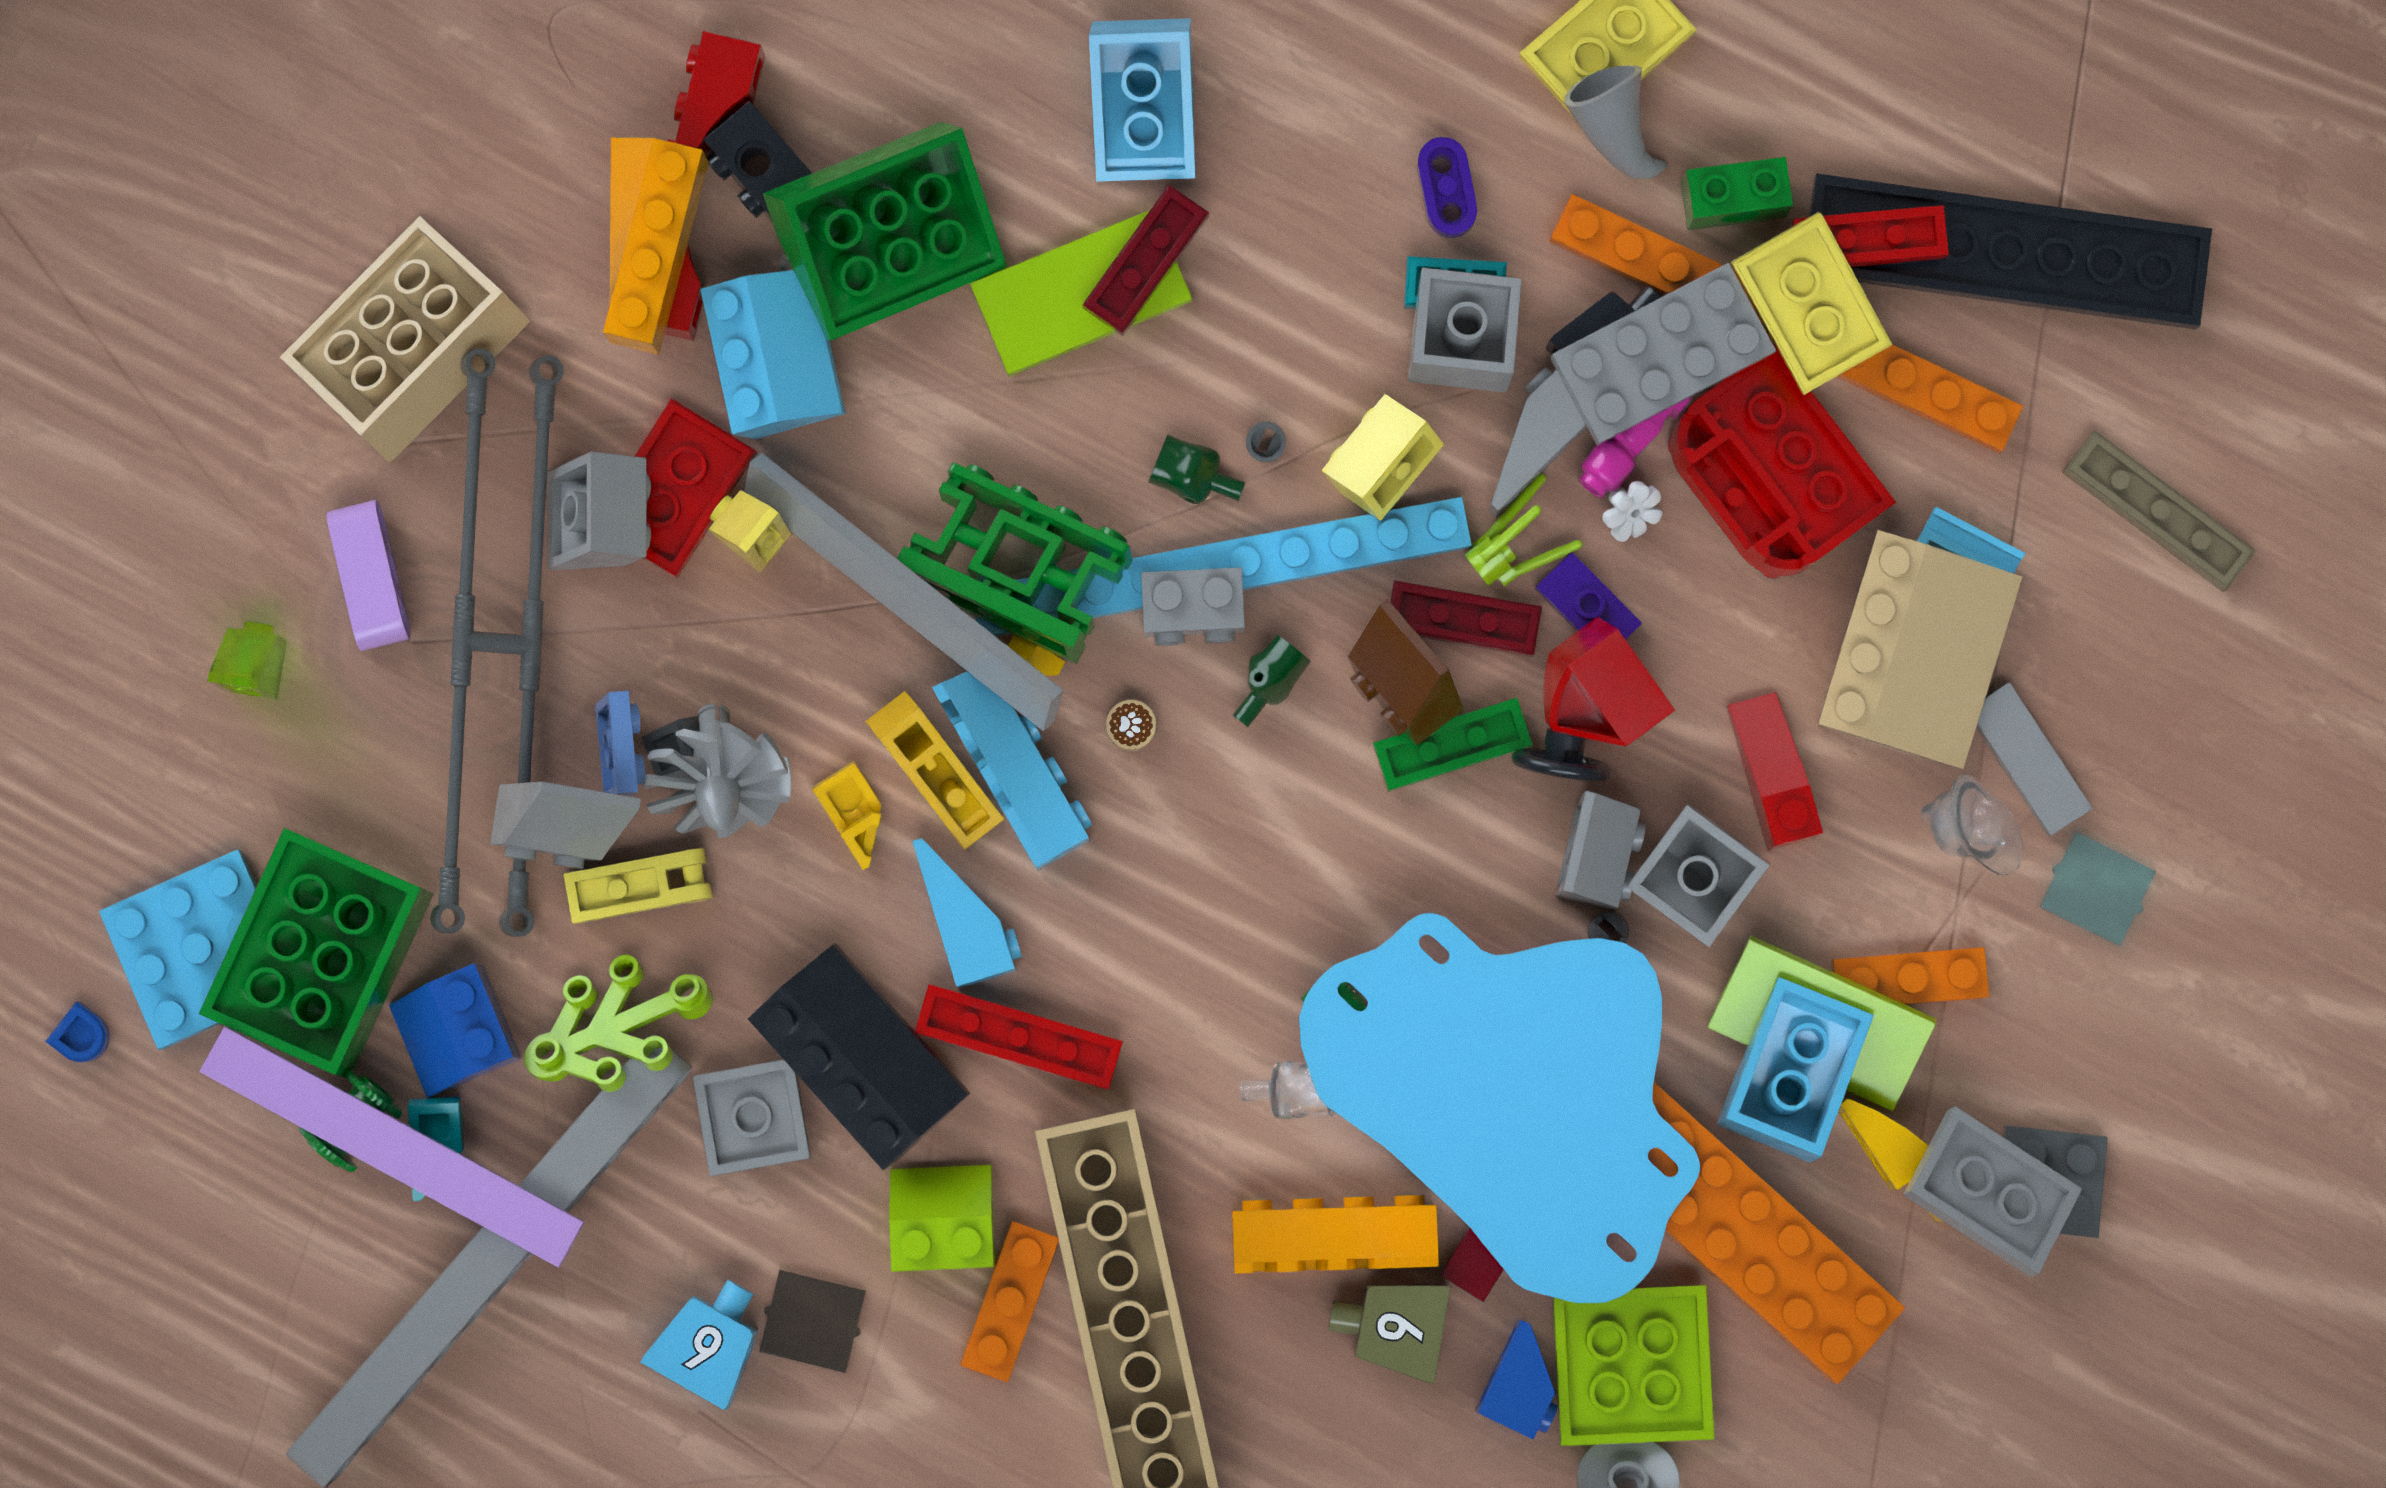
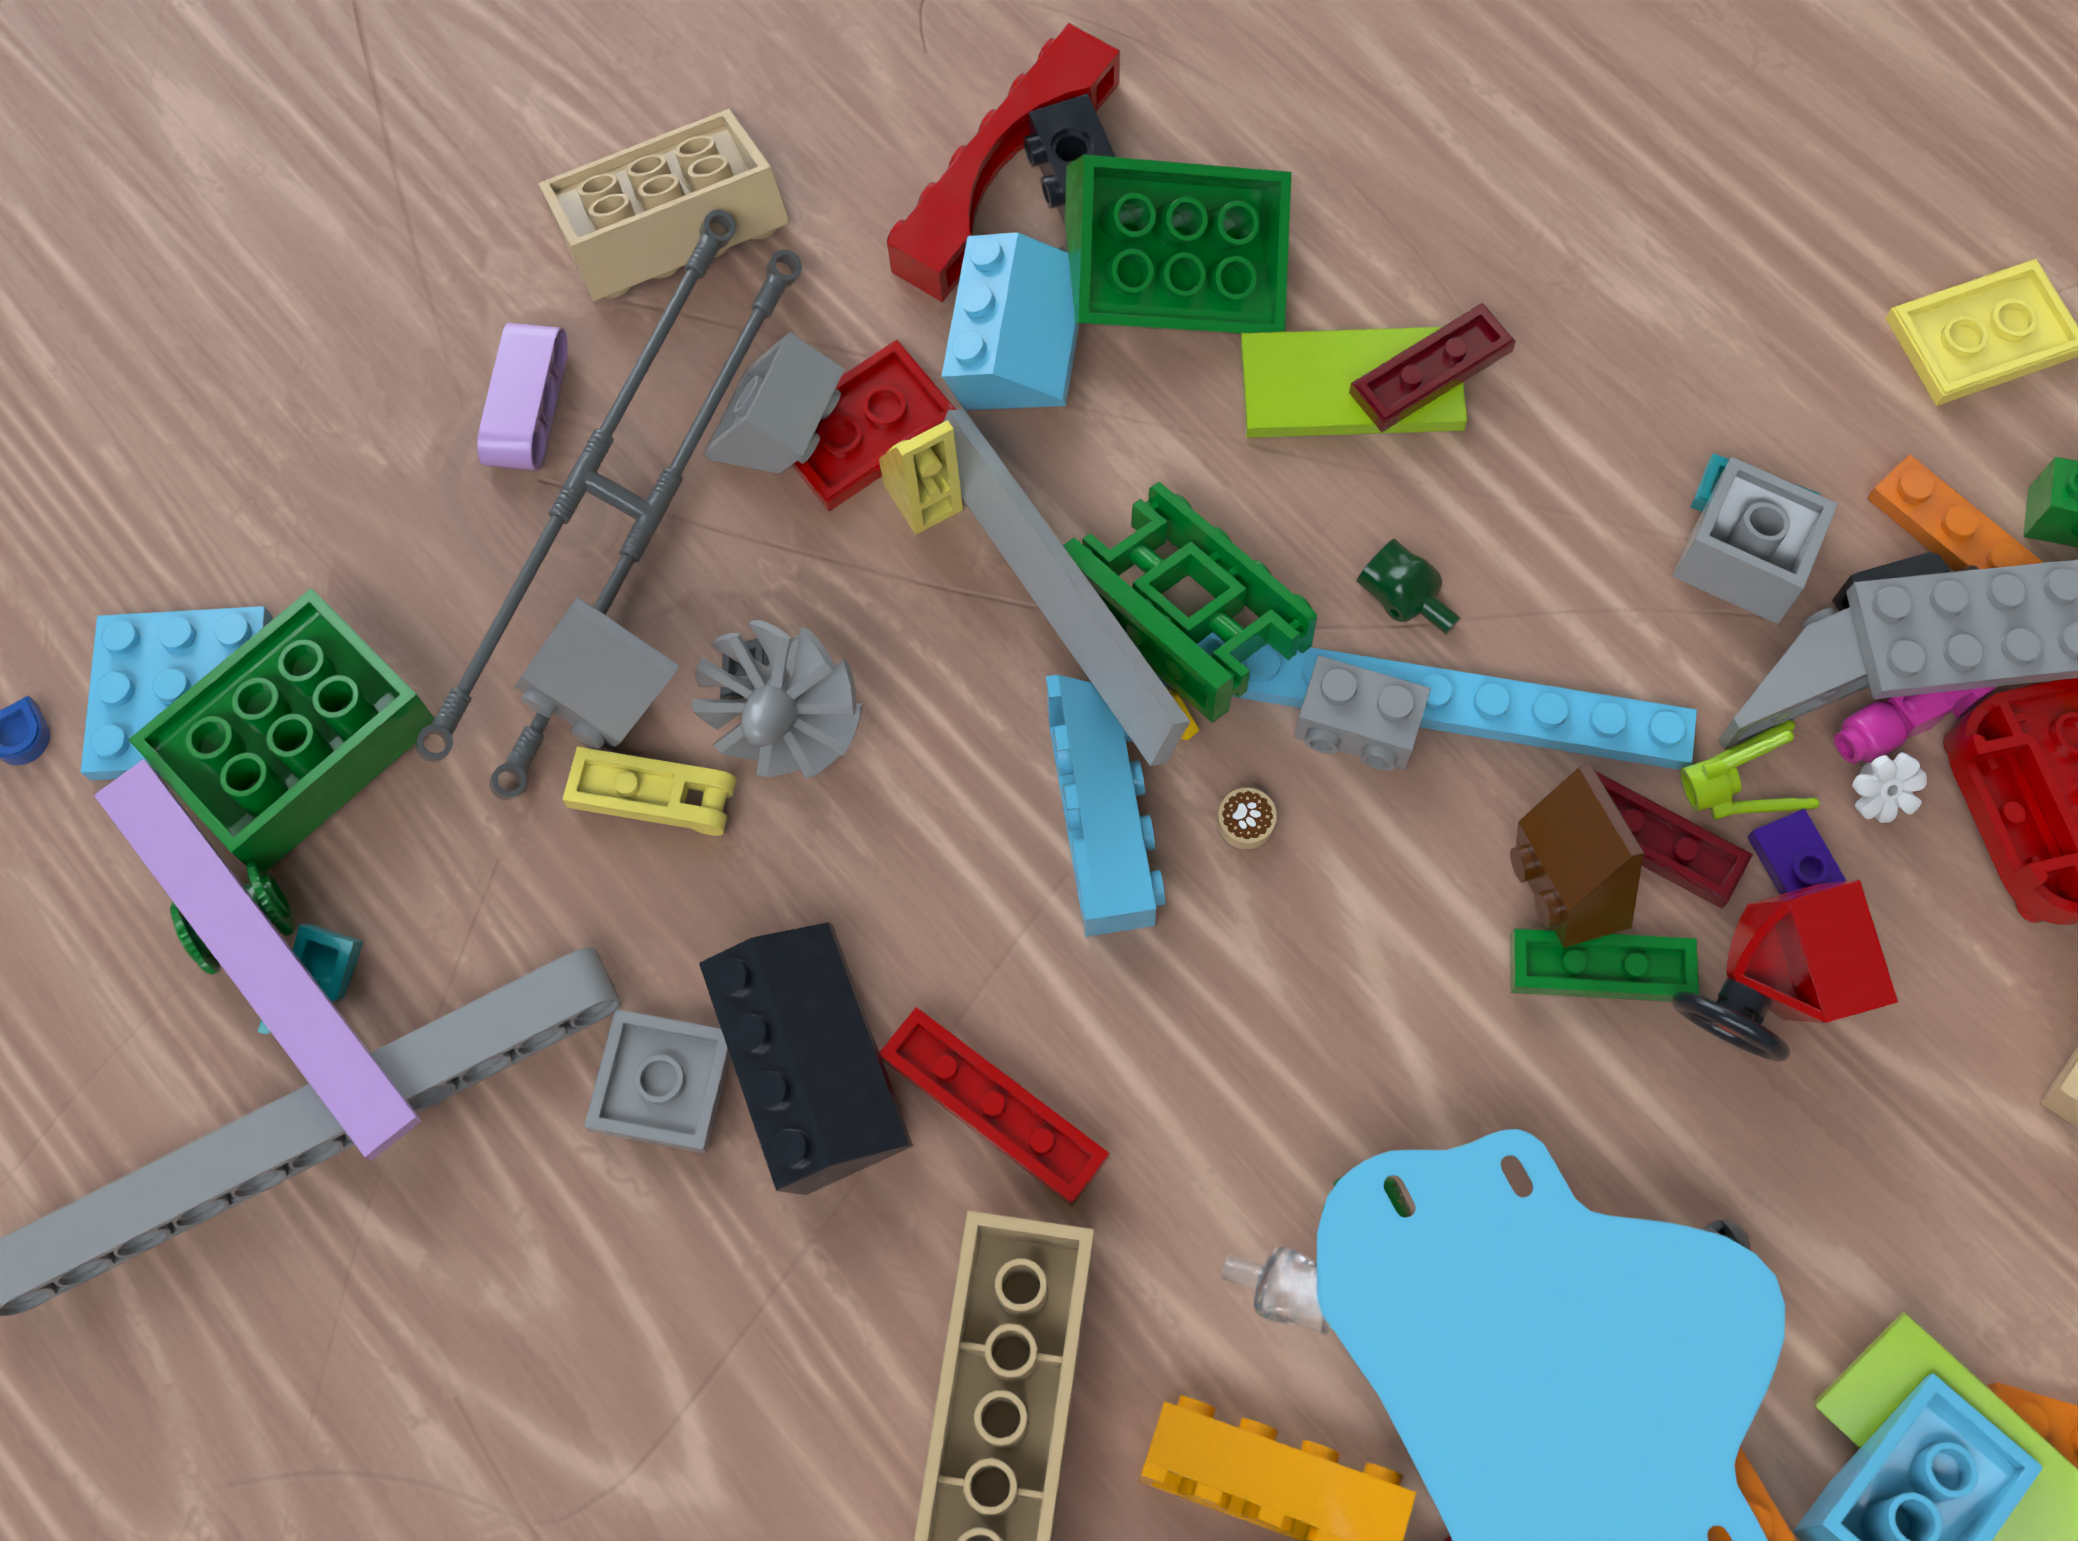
camera: 25 degrees right, 15 degrees down
(249, 661) = (362, 430): clear neon green slope -> none
(454, 1030) = (393, 865): blue slope -> none
(610, 1027) = (483, 929): lime plant -> none
(616, 724) = (693, 631): medium blue plate -> none
(651, 220) = (951, 154): light orange wedge -> none
(707, 1346) = (493, 1322): medium azure torso -> none
(812, 1321) = (628, 1343): clear smoke piece -> none
(852, 810) = (910, 796): yellow slope -> none
(934, 769) = (1016, 786): yellow slope -> none
(941, 1218) = (821, 1280): lime slope -> none
(969, 929) = (984, 965): medium azure slope -> none
(1010, 1301) = (860, 1412): orange plate -> none
(1143, 99) = (1482, 222): medium azure slope -> none
(1271, 678) = (1423, 819): dark green piece -> none
(1276, 444) = (1490, 571): dark grey hinge -> none
(1382, 457) = (1624, 635): light yellow brick -> none
(1447, 188) = (1775, 410): dark purple plate -> none
(1600, 851) = (1744, 1143): light grey slope -> none
(1610, 116) = (1979, 395): light grey hat -> none
(1698, 874) = (1864, 1212): light grey slope -> none
(1774, 772) = (1980, 1140): red slope -> none

